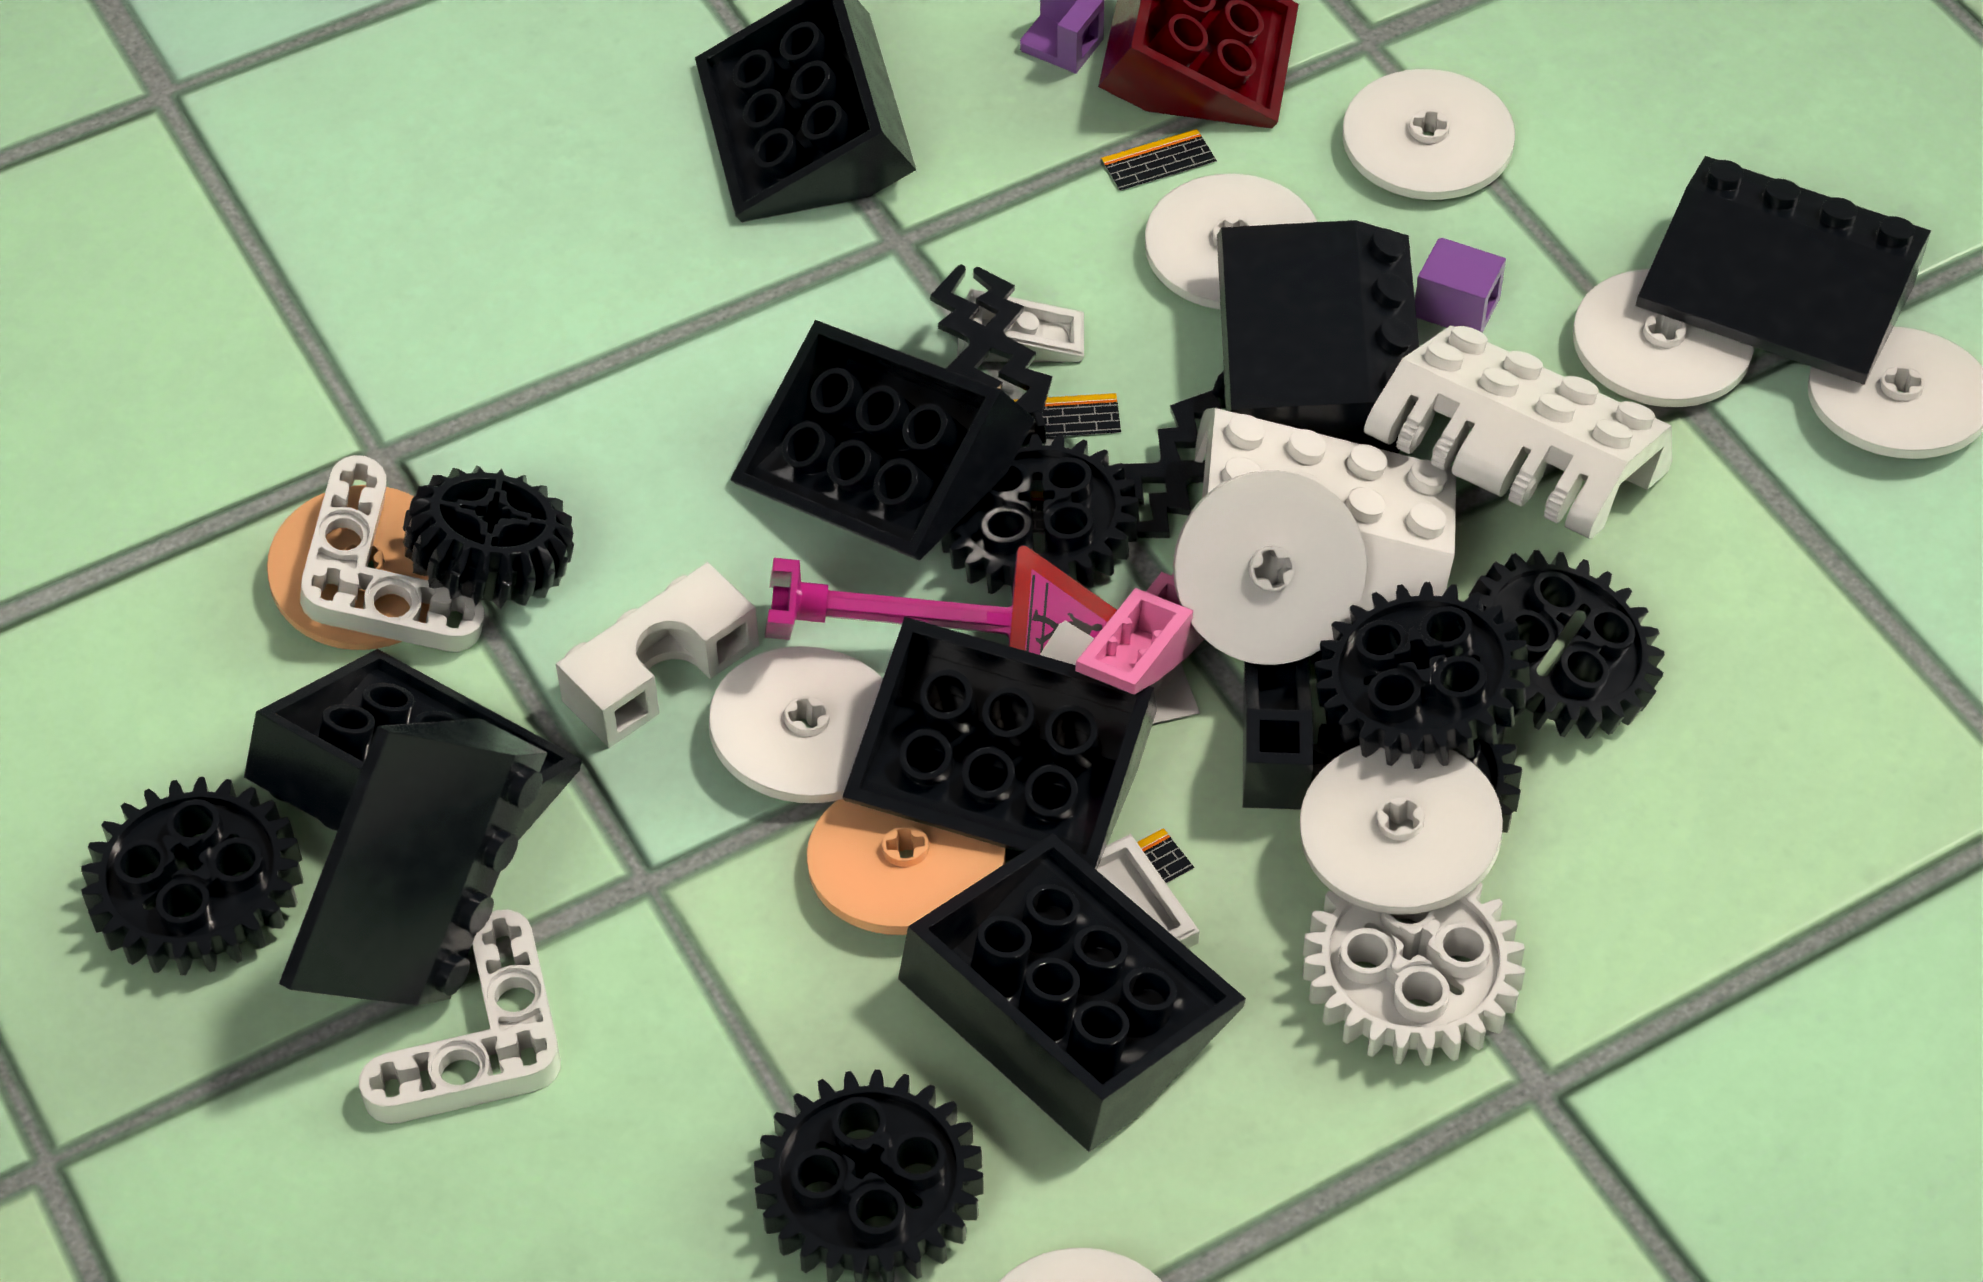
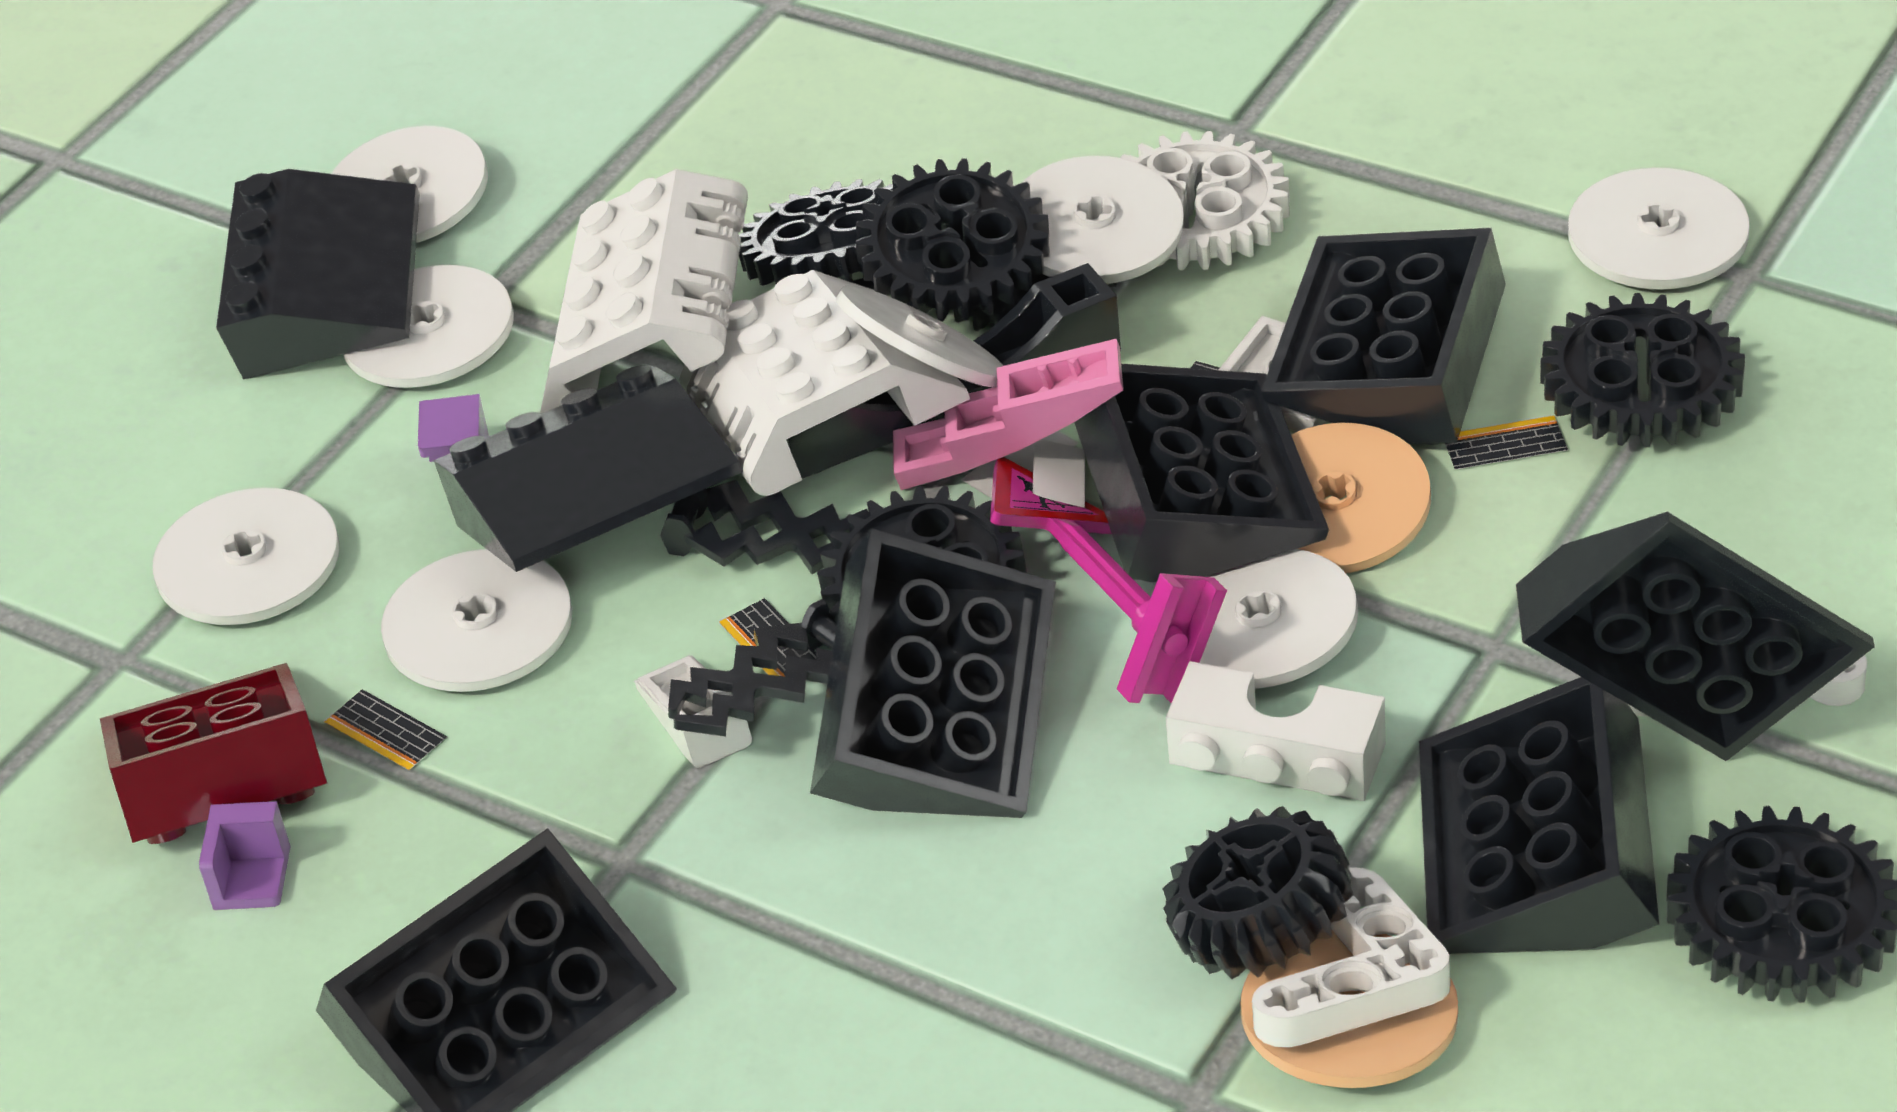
camera: 115 degrees left, 10 degrees down
(888, 1035) = (1506, 442): none -> black sticker

